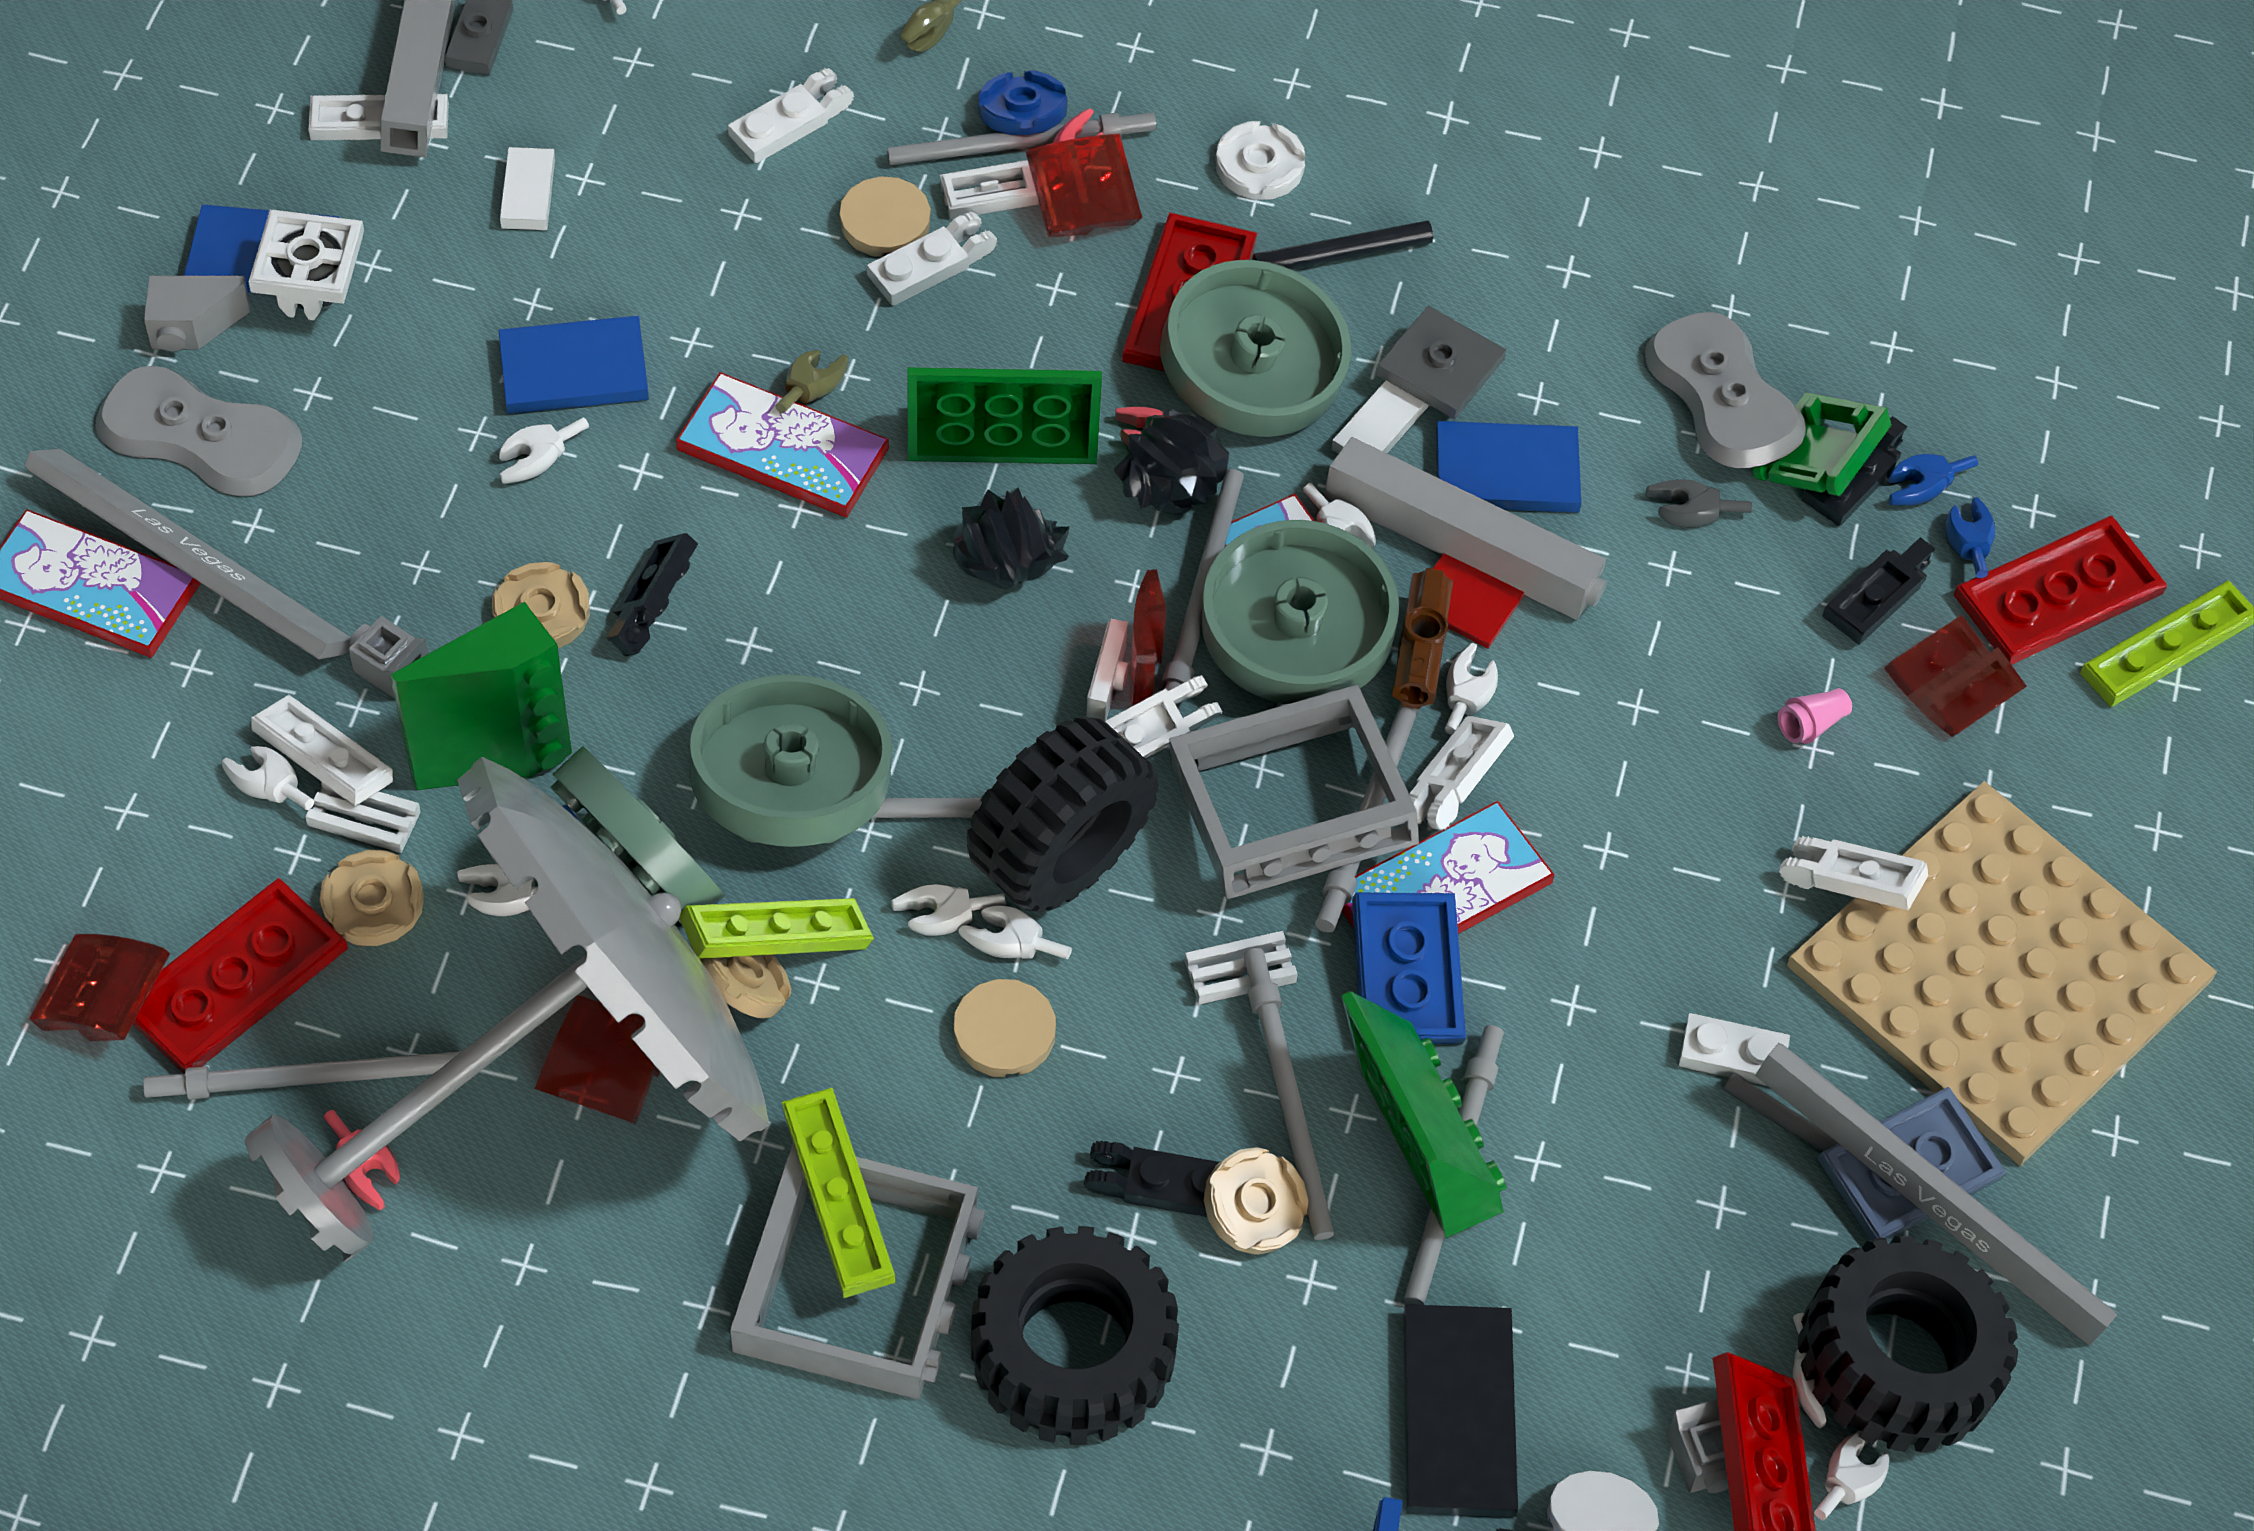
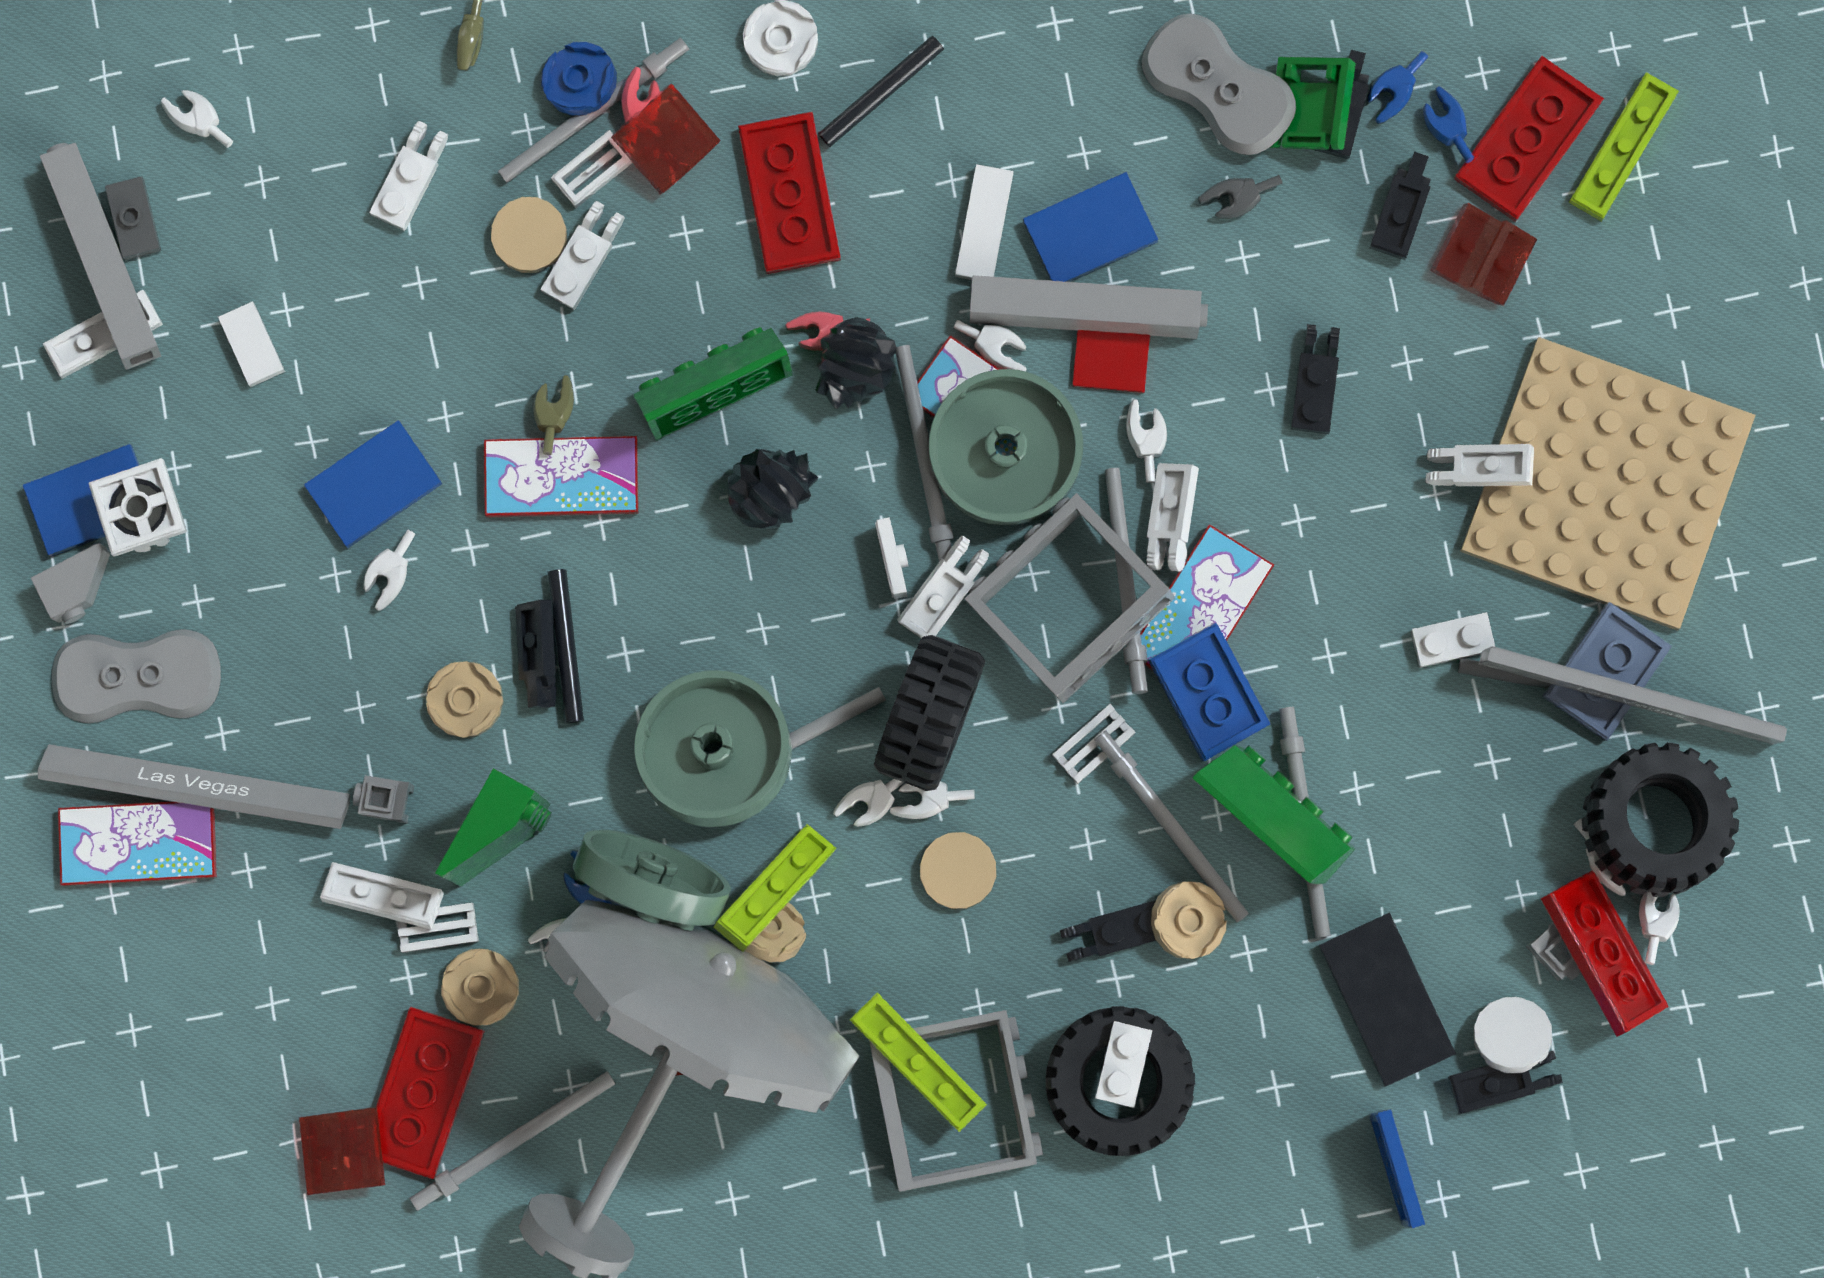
camera: 15 degrees left, 25 degrees up
(272, 781) = (362, 934): white hand -> none
(382, 1160) = (581, 1179): coral hand -> none
(686, 604) = (565, 646): none -> black piece
(1088, 1293) = (1123, 1064): none -> white plate
(1146, 637) = (907, 517): clear red slope -> none
(1215, 338) = (852, 264): sand green piece -> none
(1422, 638) = (1092, 399): reddish brown piece -> none
(1441, 362) = (1003, 167): dark grey plate -> none
(1694, 720) = (1315, 384): none -> black hinge
(1811, 715) = (1396, 343): bright pink cone -> none

